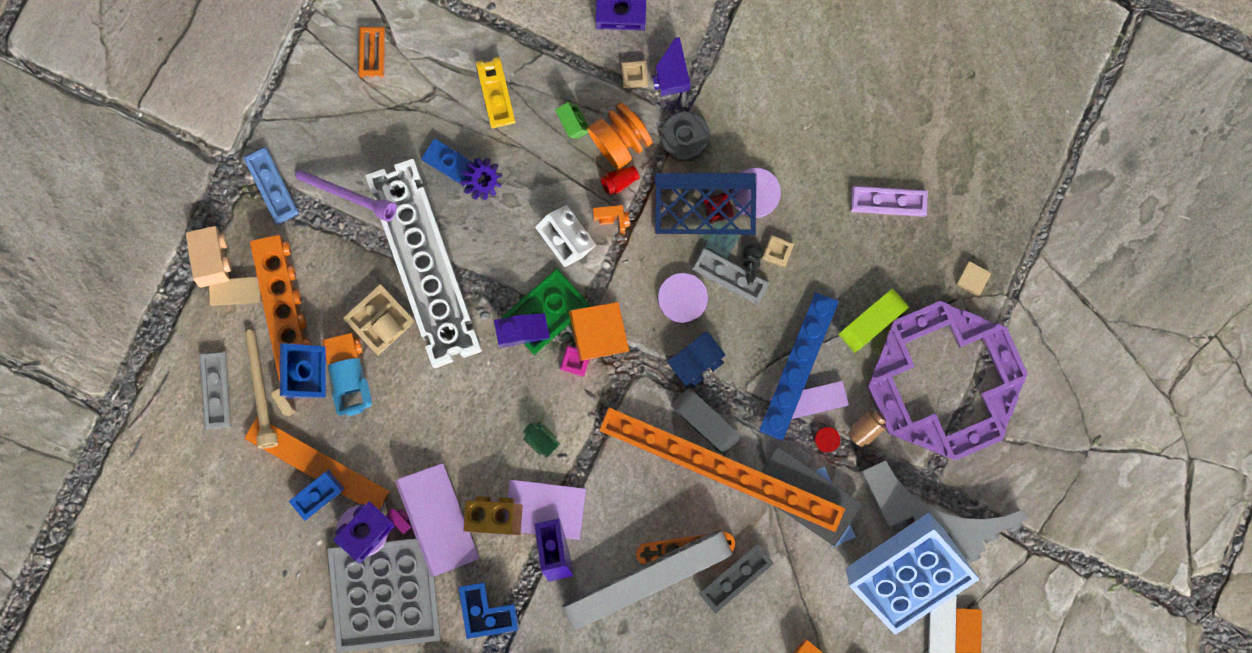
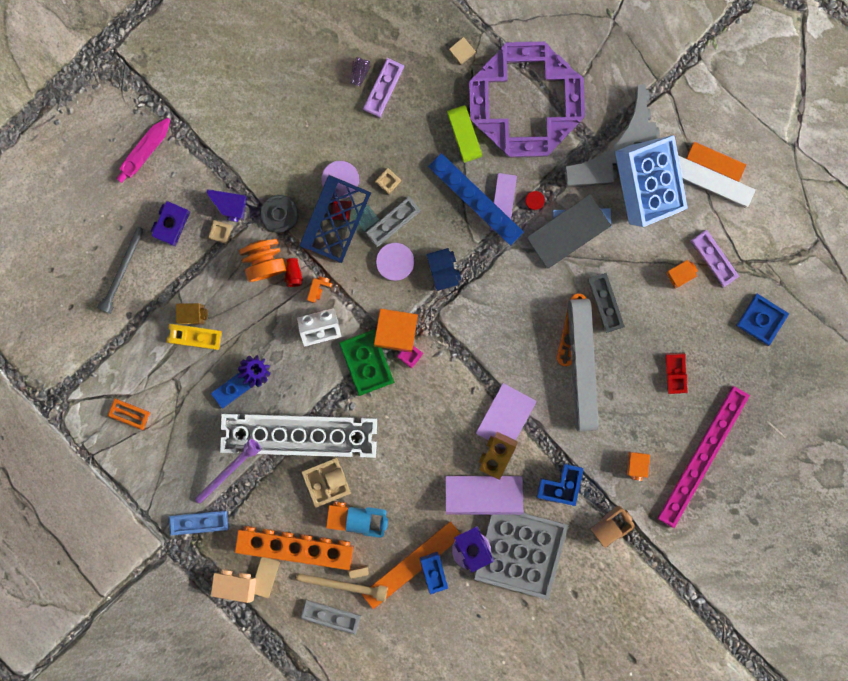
camera: 60 degrees left, 5 degrees up
(302, 371) = (344, 549): blue slope -> none
(399, 519) = (473, 521): magenta plate -> none
(521, 75) = (191, 313): none -> pearl gold brick
(521, 329) = (374, 384): dark purple slope -> none
(540, 439) = (455, 401): clear green brick -> none
(553, 550) = (537, 422): dark purple slope -> none
(572, 120) = (237, 289): bright green piece -> none
(706, 421) = (489, 280): dark grey beam -> none
(722, 469) = (527, 282): orange plate -> none
(752, 255) = (384, 200): pearl dark grey bar -> none
(867, 428) = (538, 169): medium nougat brick -> none
(899, 163) = (359, 71): none -> clear purple cone

